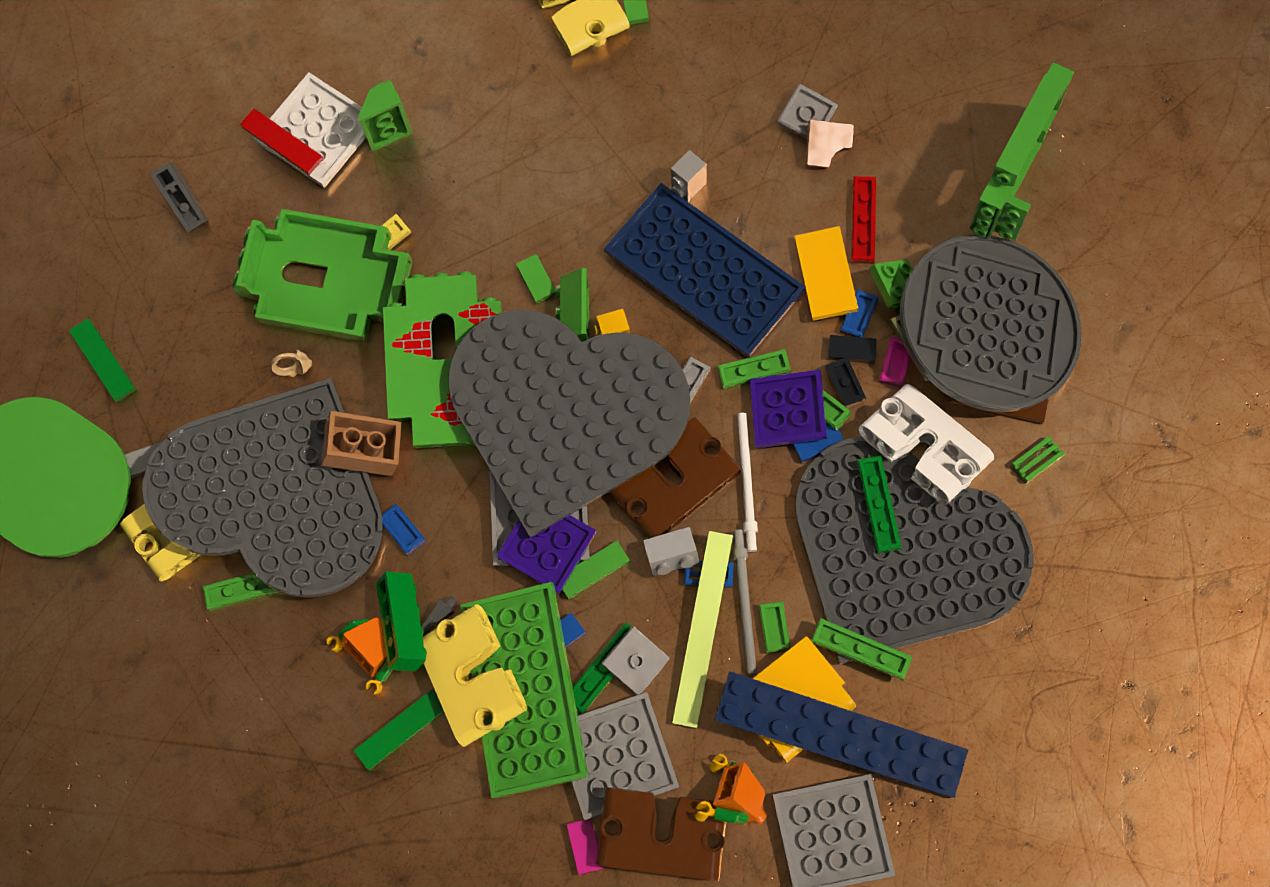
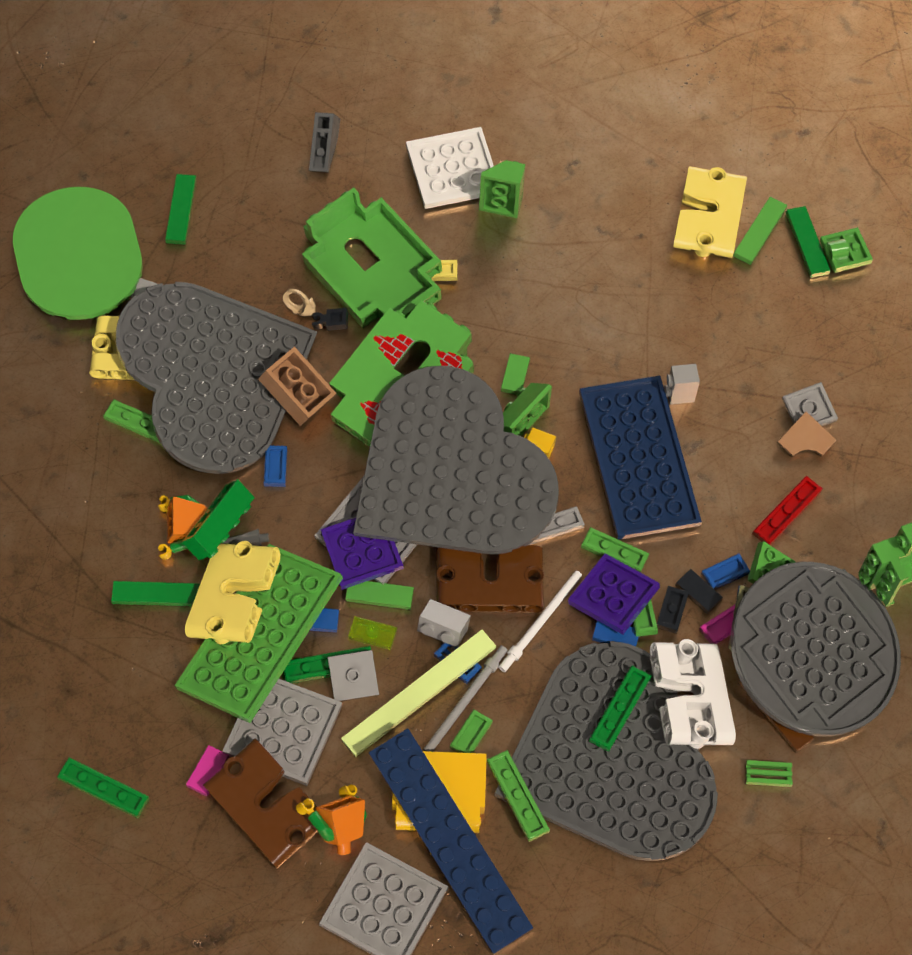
camera: 30 degrees right, 10 degrees down
(281, 141) = (422, 157): red tile -> none
(335, 353) = (333, 320): none -> black plate
(617, 608) = (372, 633): none -> clear neon green plate
(826, 273) = (725, 525): yellow tile -> none

